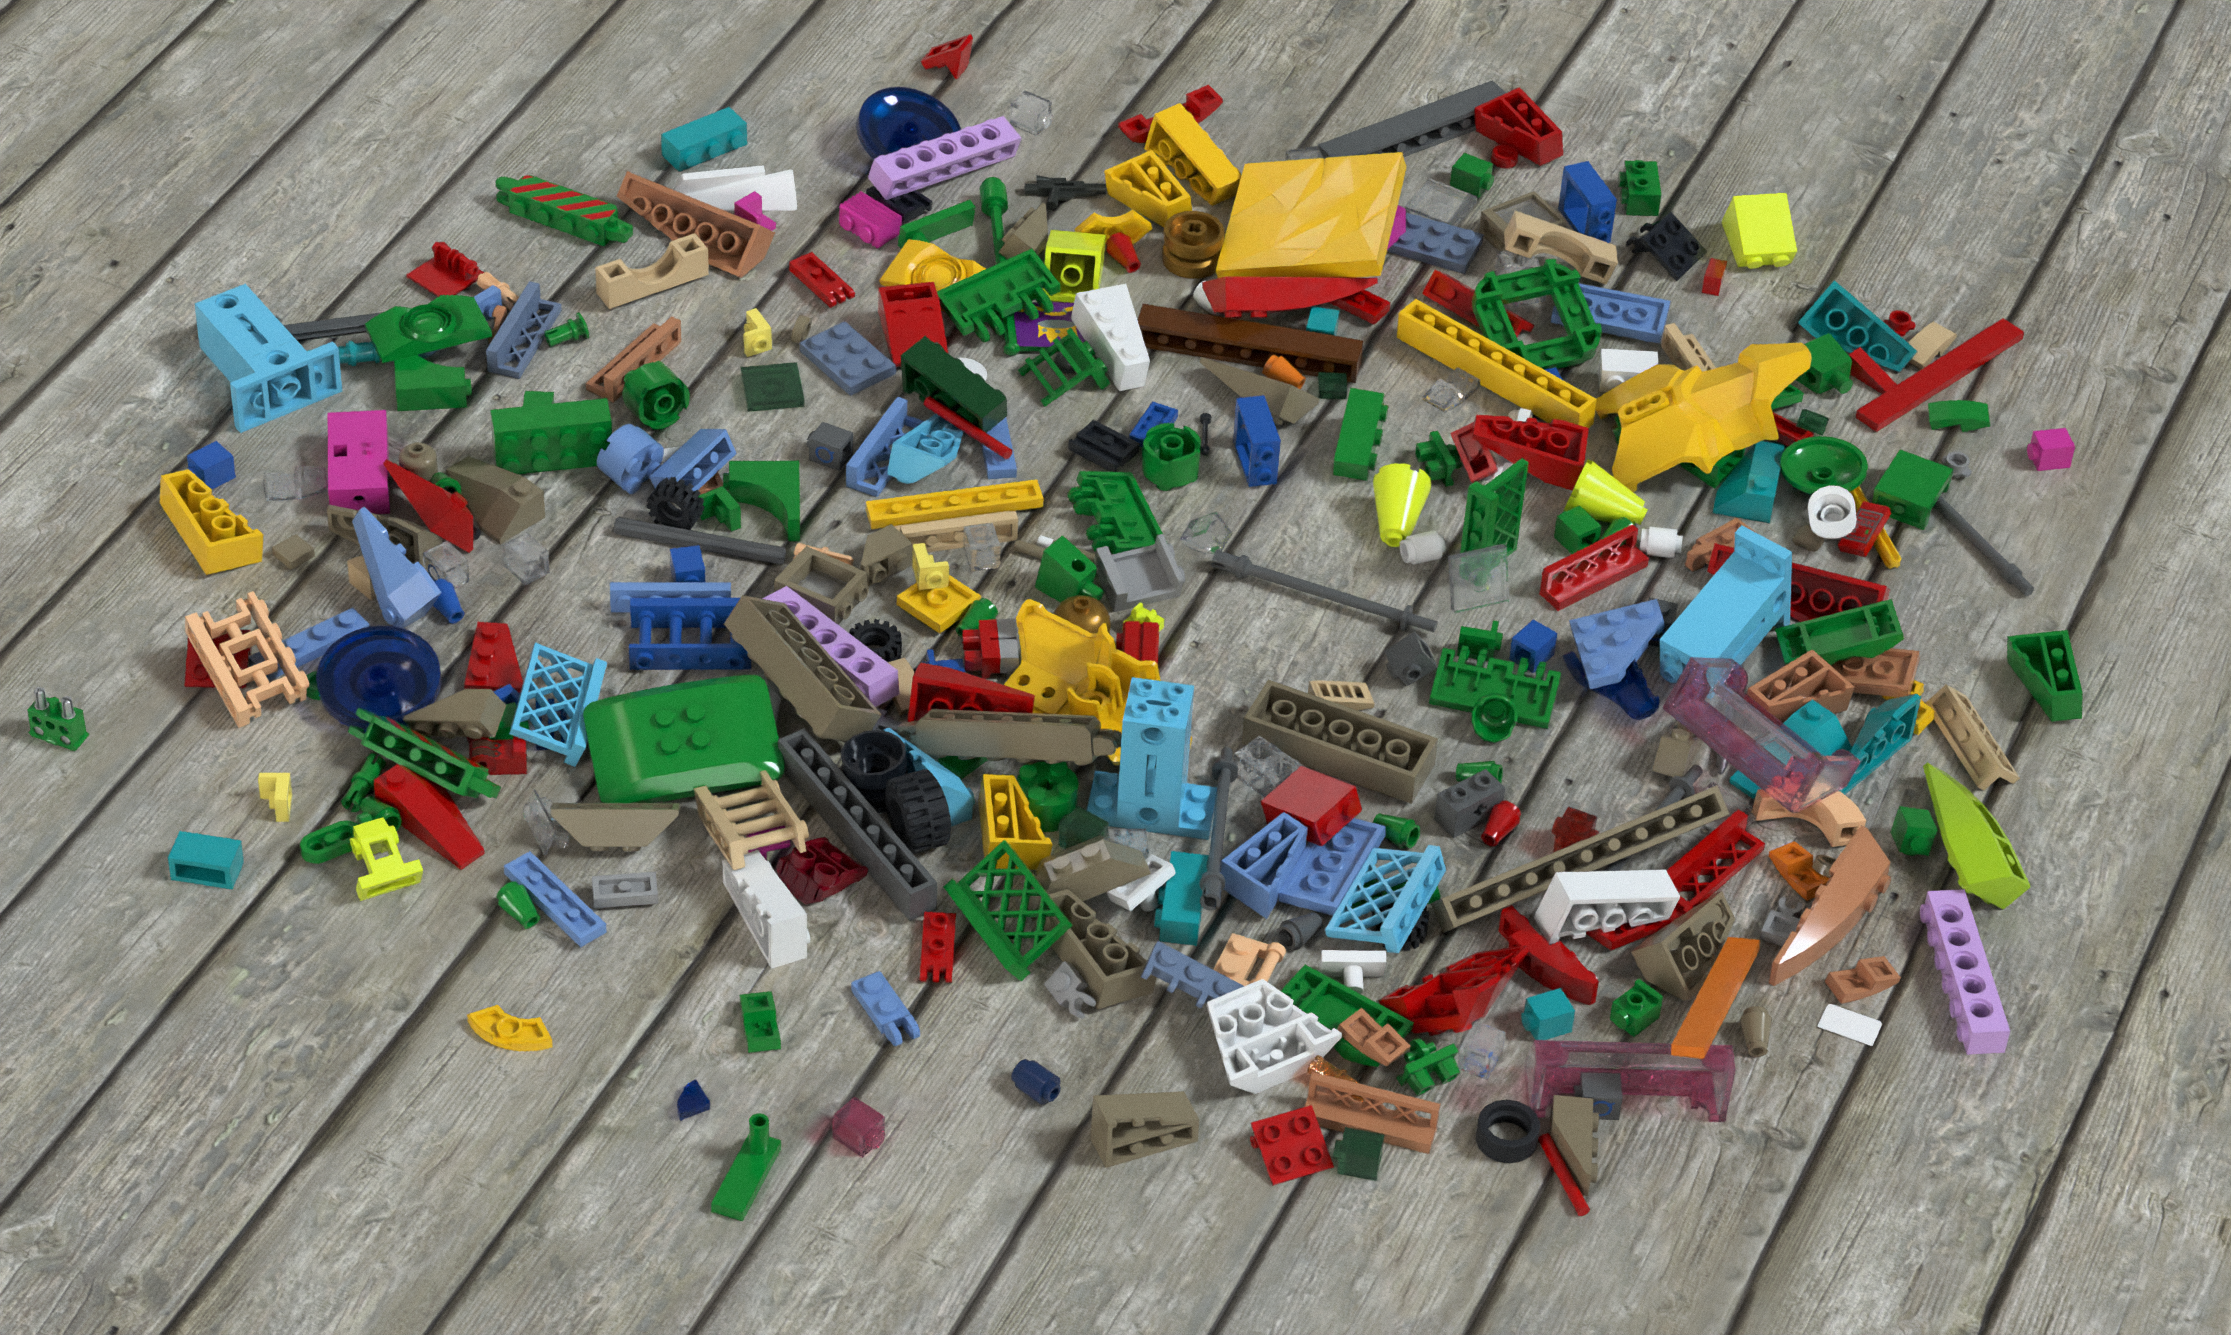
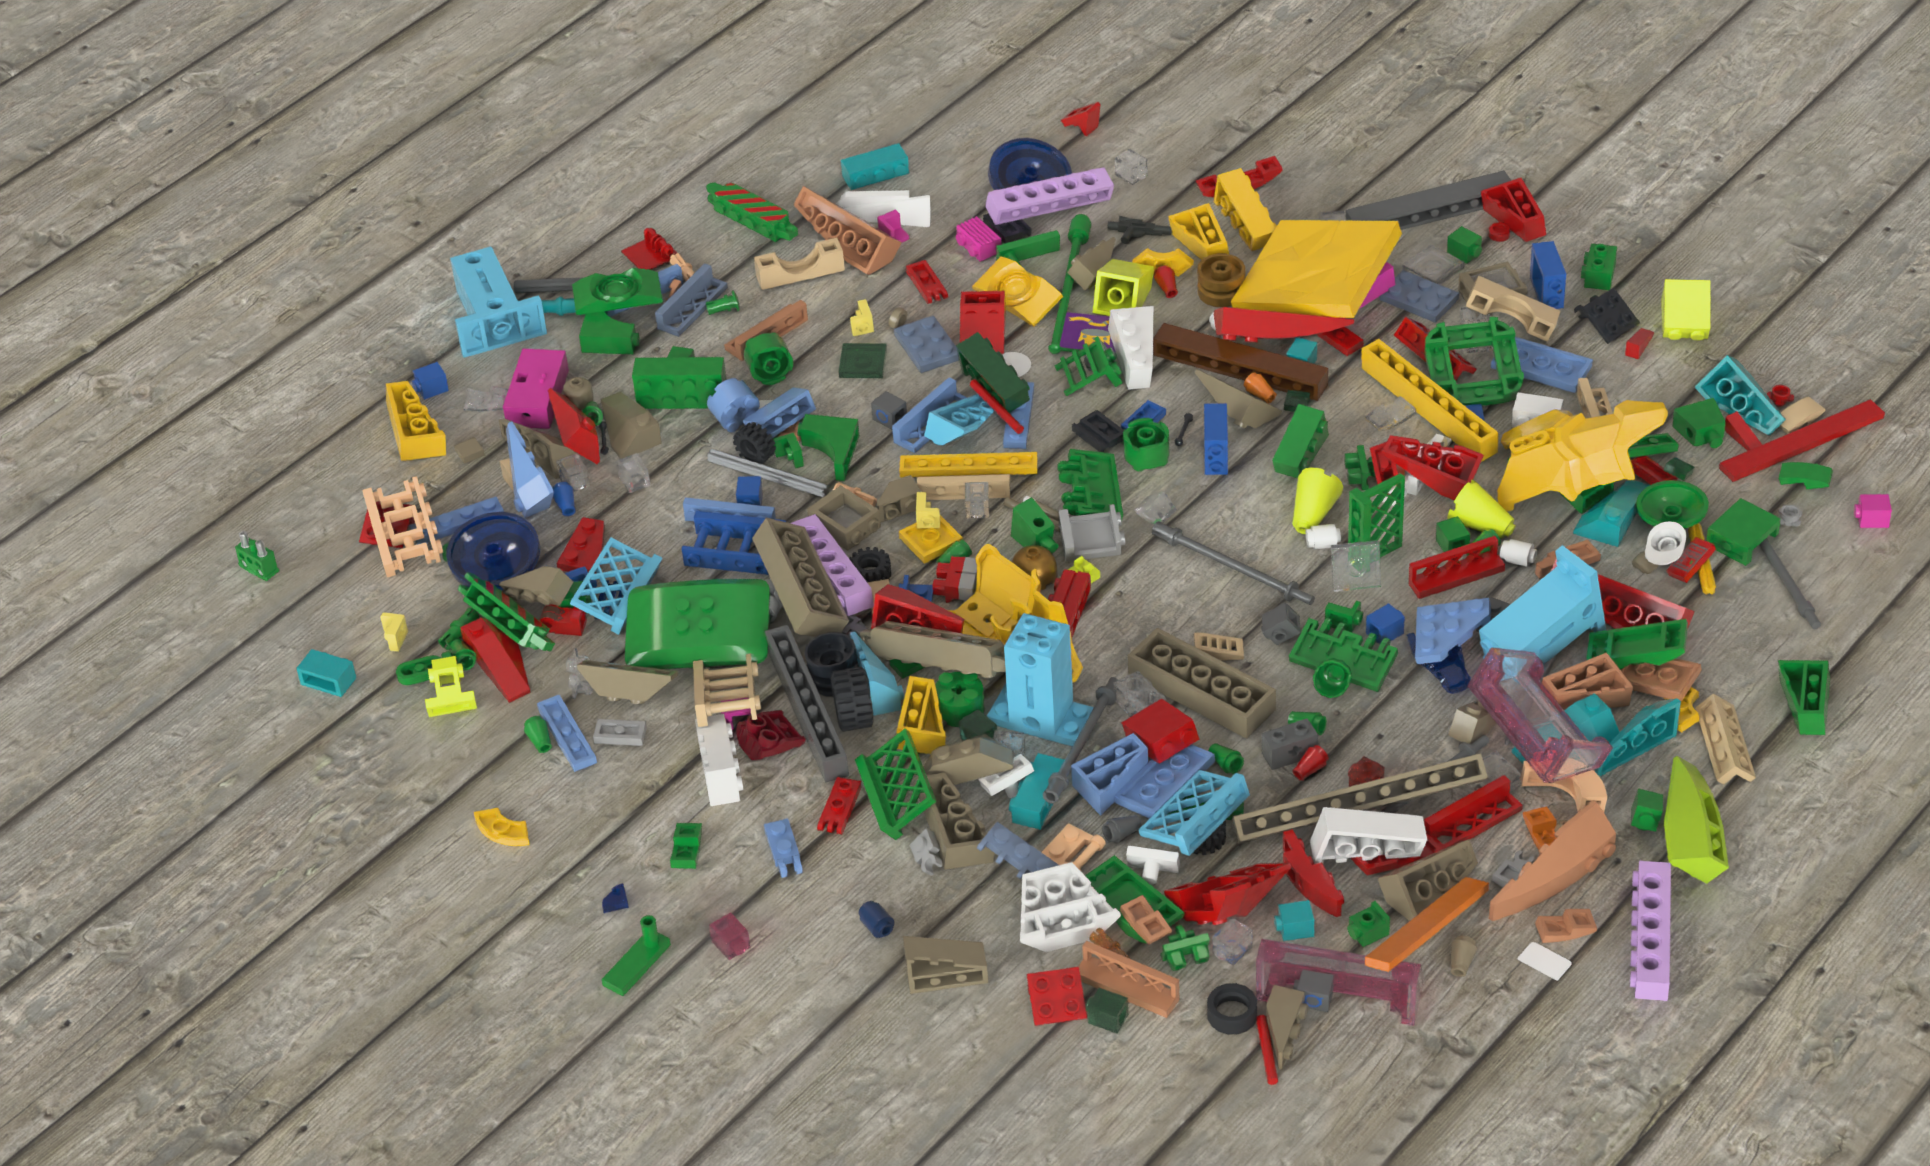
camera: 20 degrees right, 0 degrees up
(1001, 288) = (1054, 302): green hinge -> none

